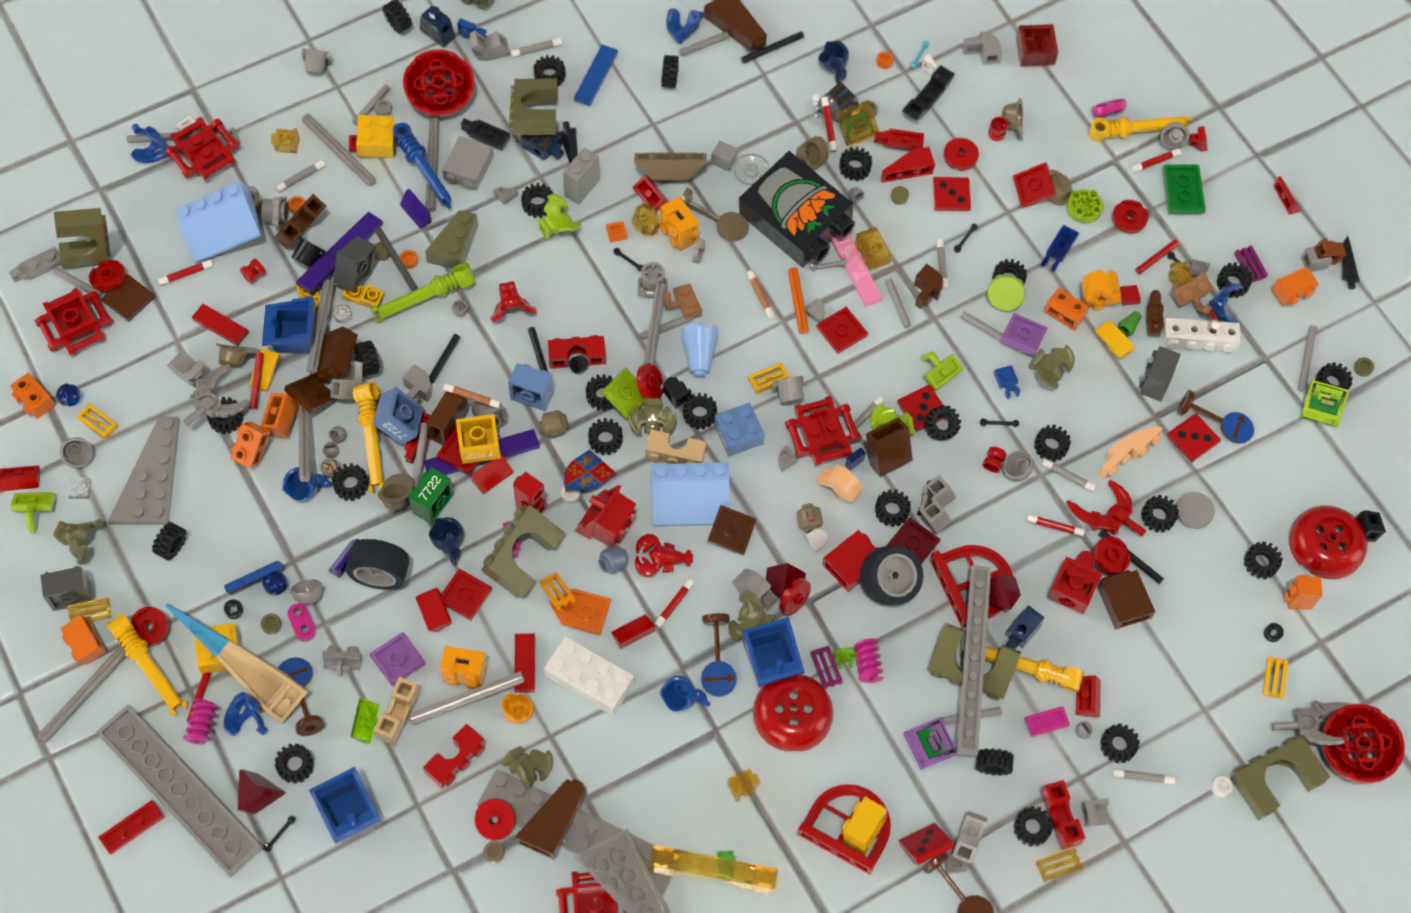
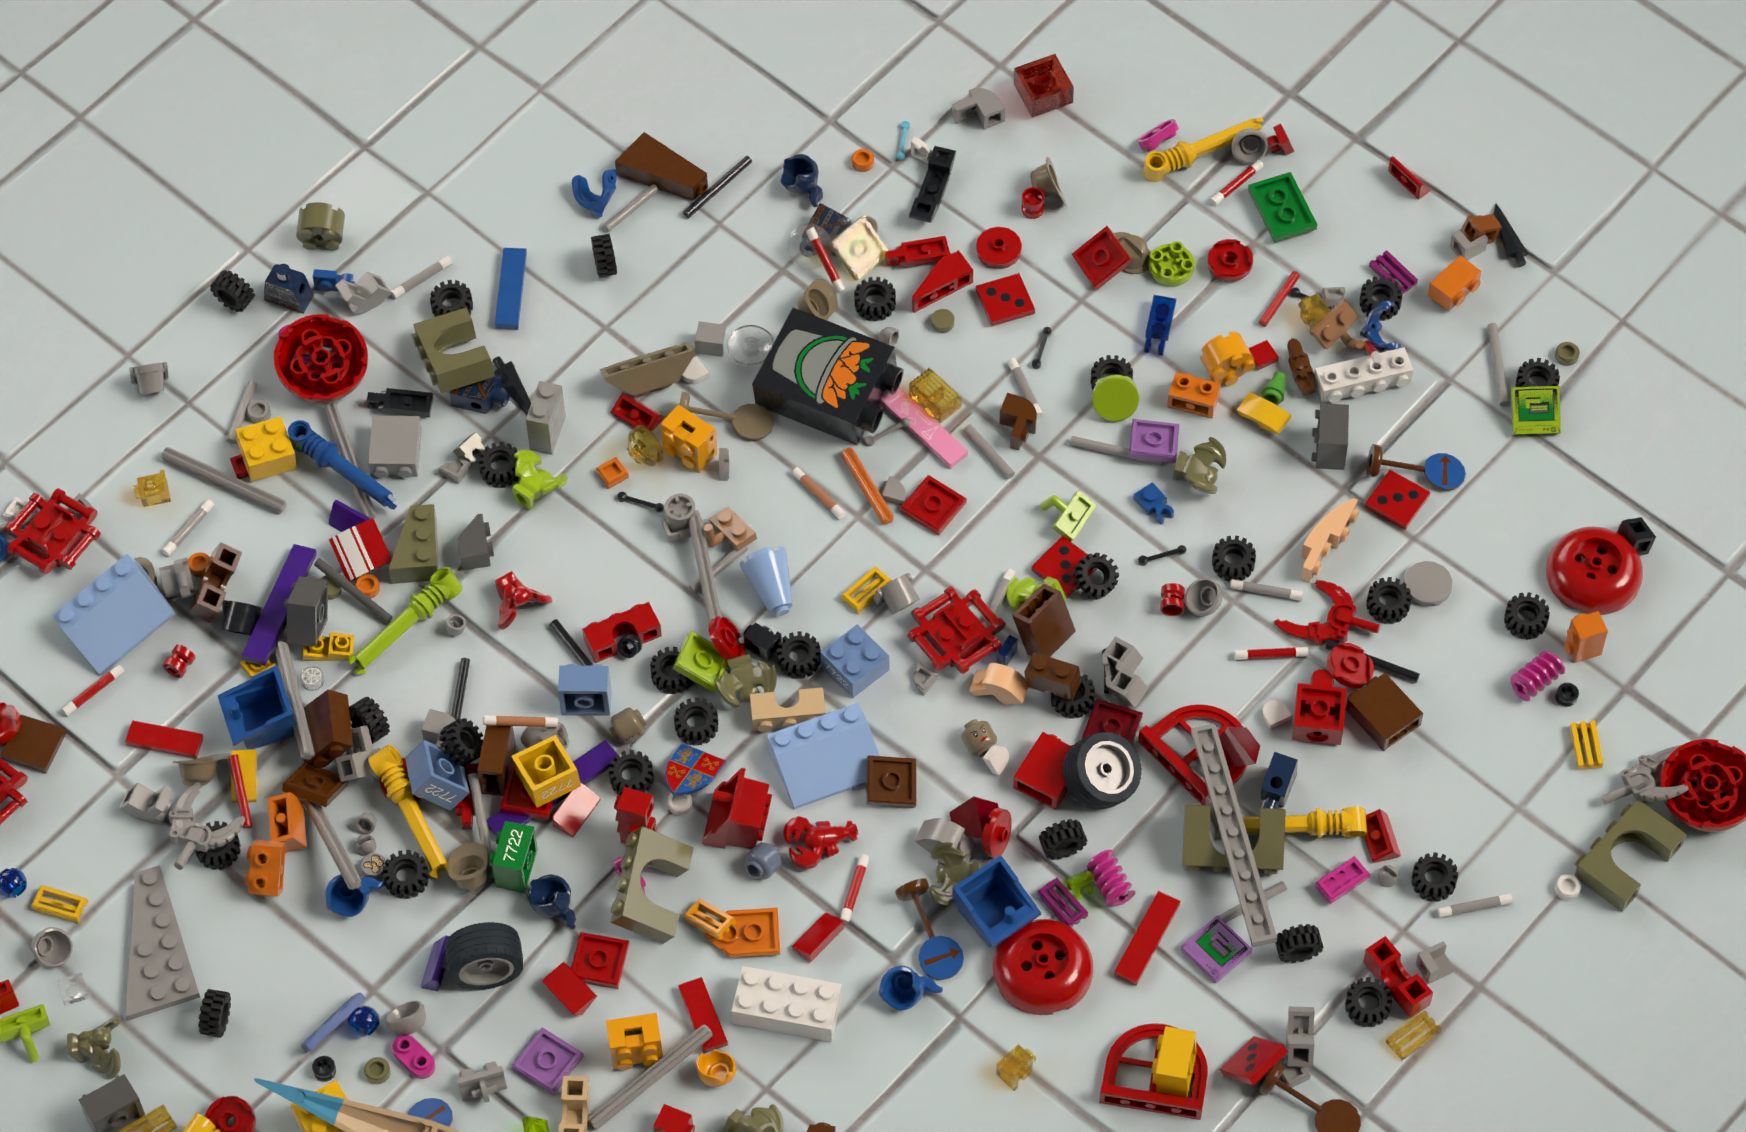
camera: 15 degrees left, 5 degrees down
(412, 230) = (360, 550): none -> slope
(417, 397) = (461, 741): none -> black tyre
(494, 253) = (473, 544): none -> dark grey slope
(523, 178) = (465, 449): none -> tile
(537, 451) = (631, 761): none -> black tyre
(704, 176) = (695, 372): none -> white tile
(843, 618) = (1063, 839): none -> black tyre
(880, 716) = (1147, 938): none -> red tile
(881, 490) = (1053, 675): none -> reddish brown brick
(1041, 573) = (1275, 713): none -> white tile
(1255, 609) = (1536, 675): none -> dark pink piece

